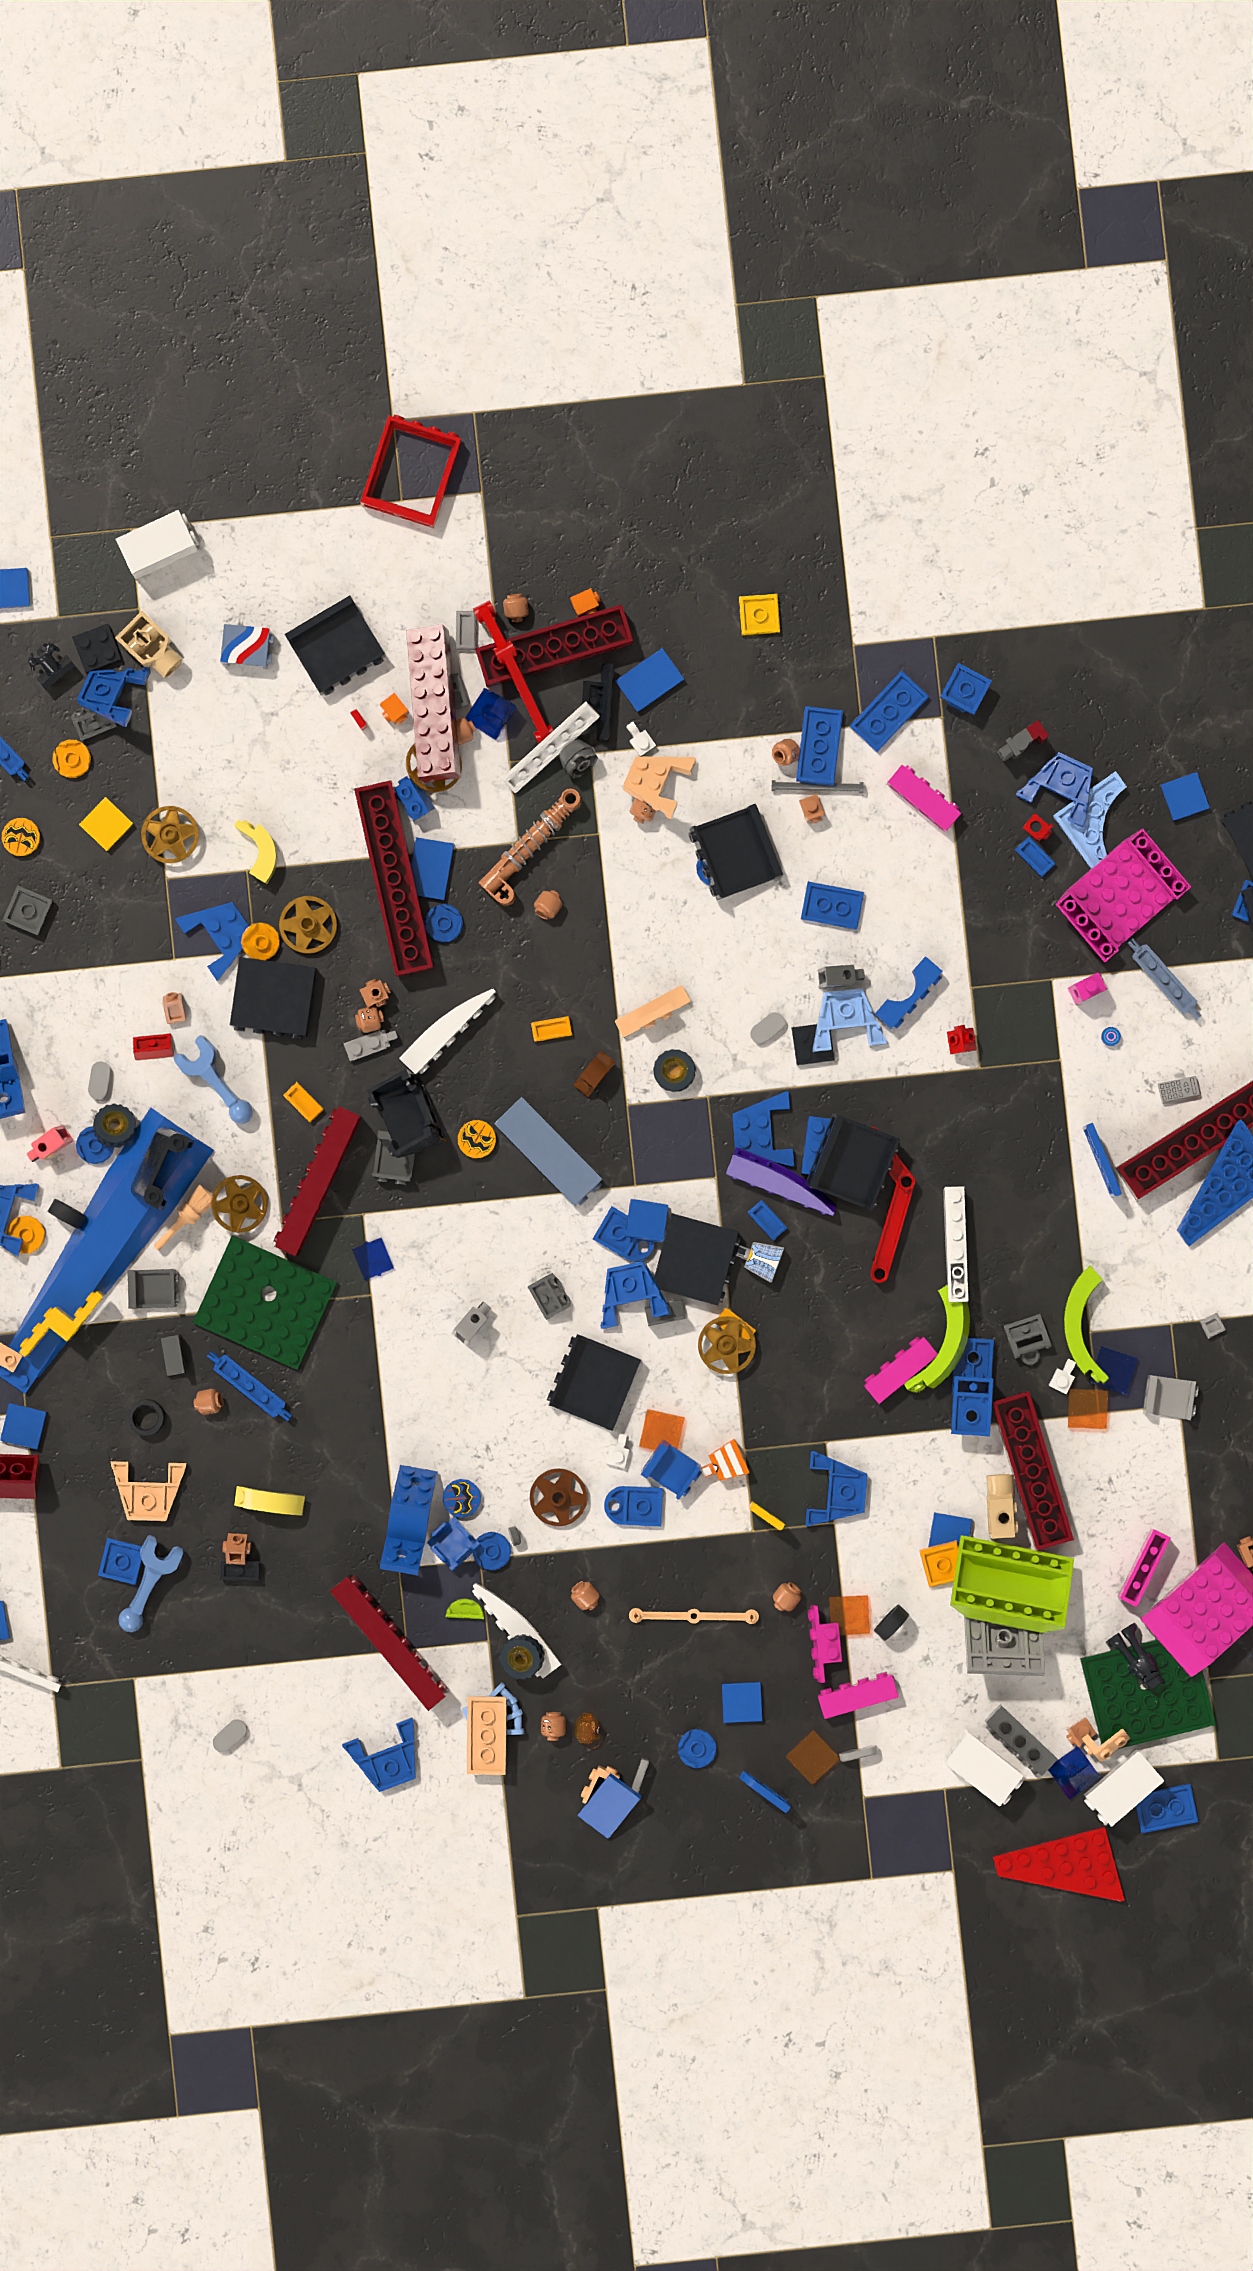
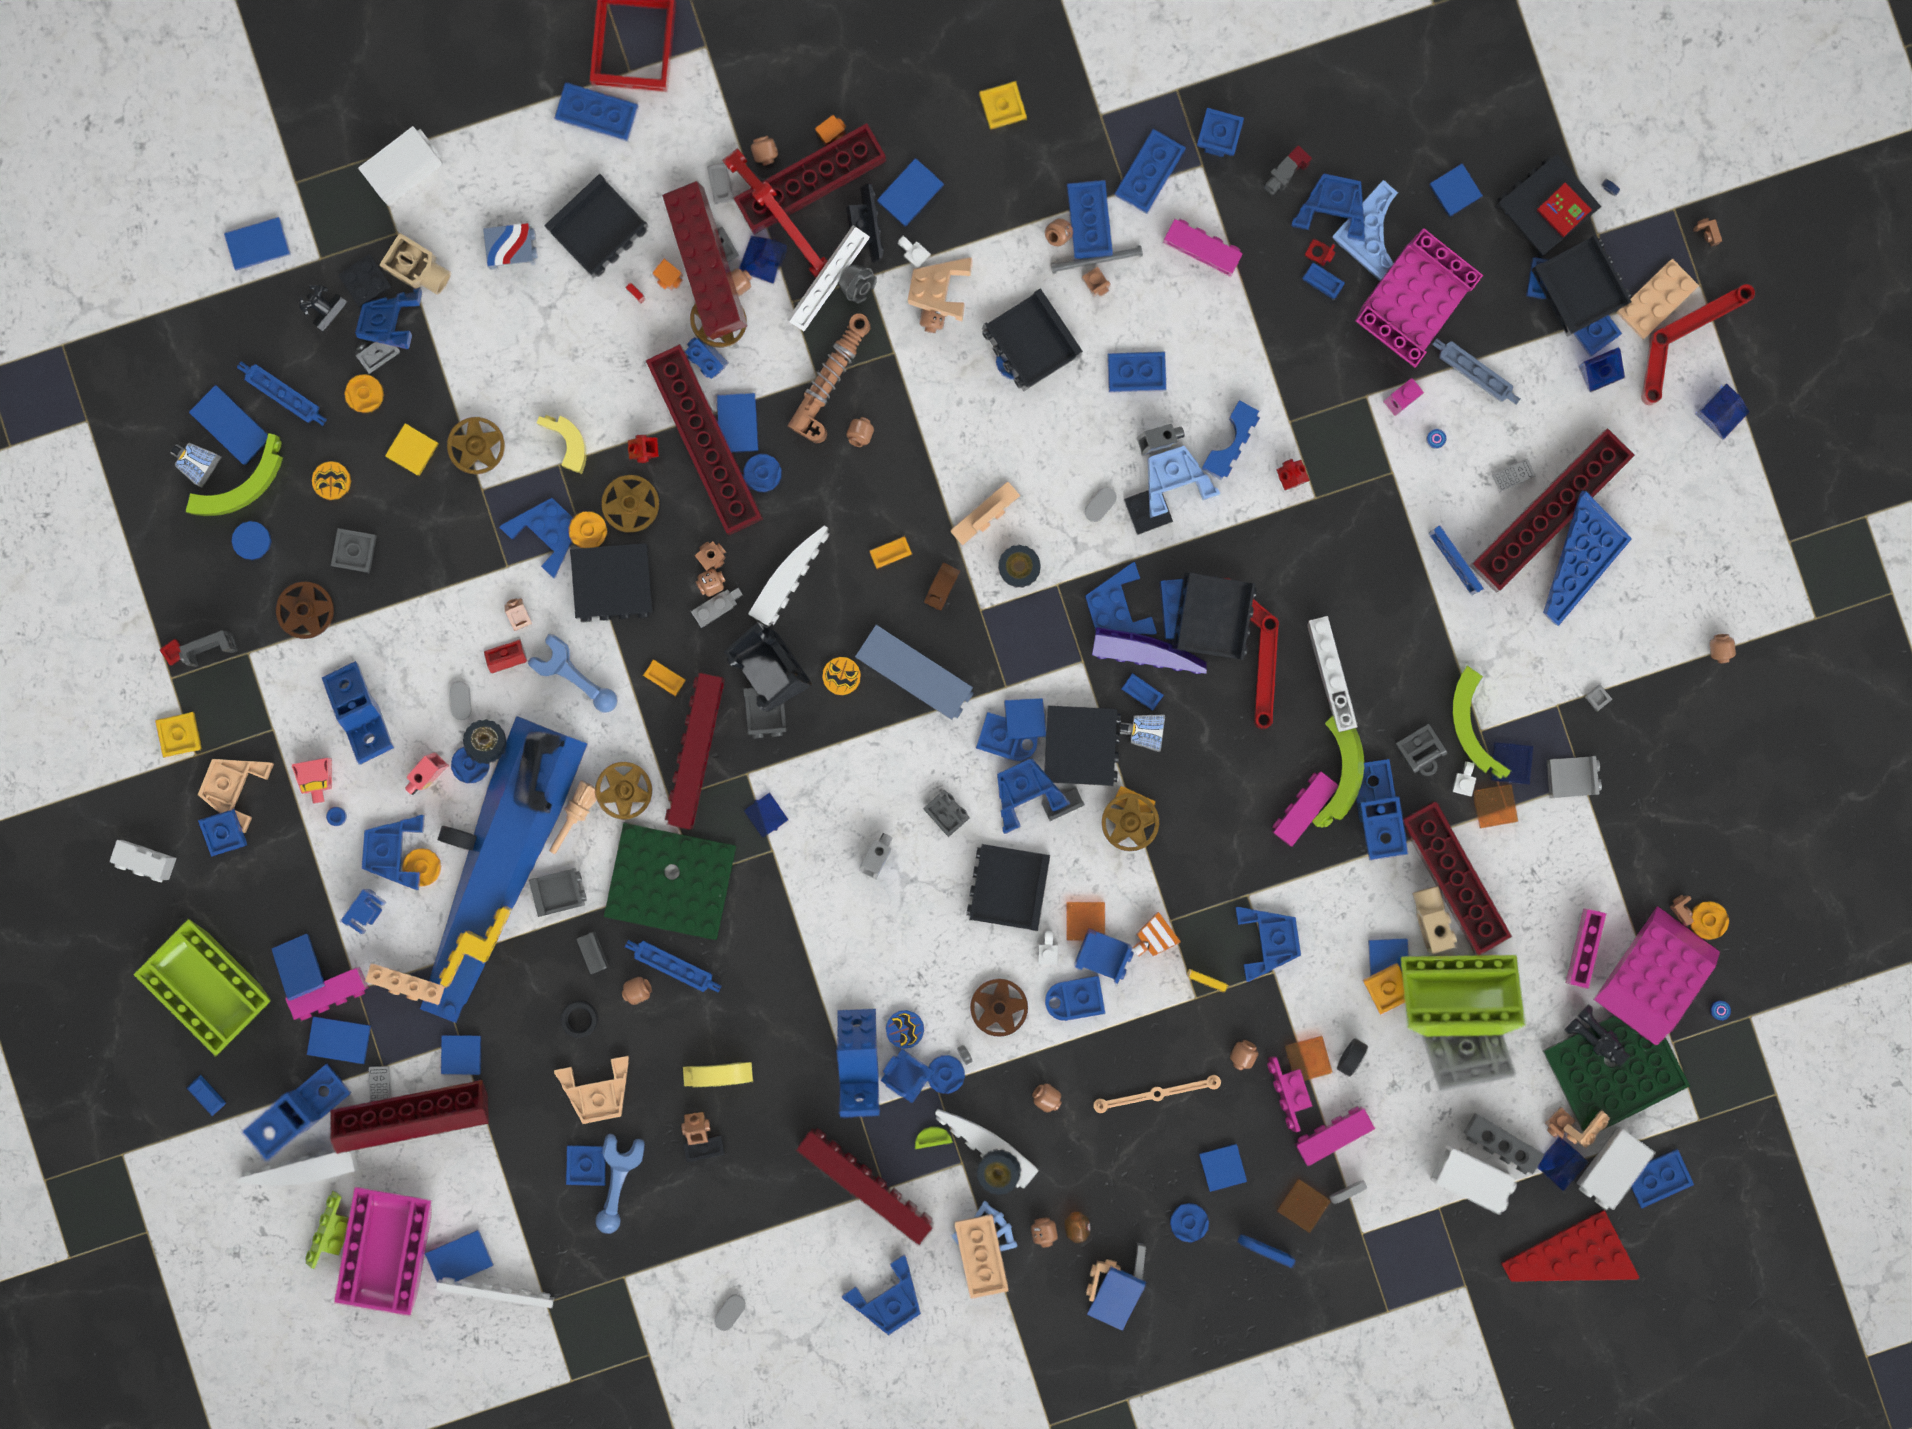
camera: 15 degrees left, 0 degrees up
(332, 873) = (643, 448): none -> red brick
(360, 533) = (596, 112): none -> blue tile

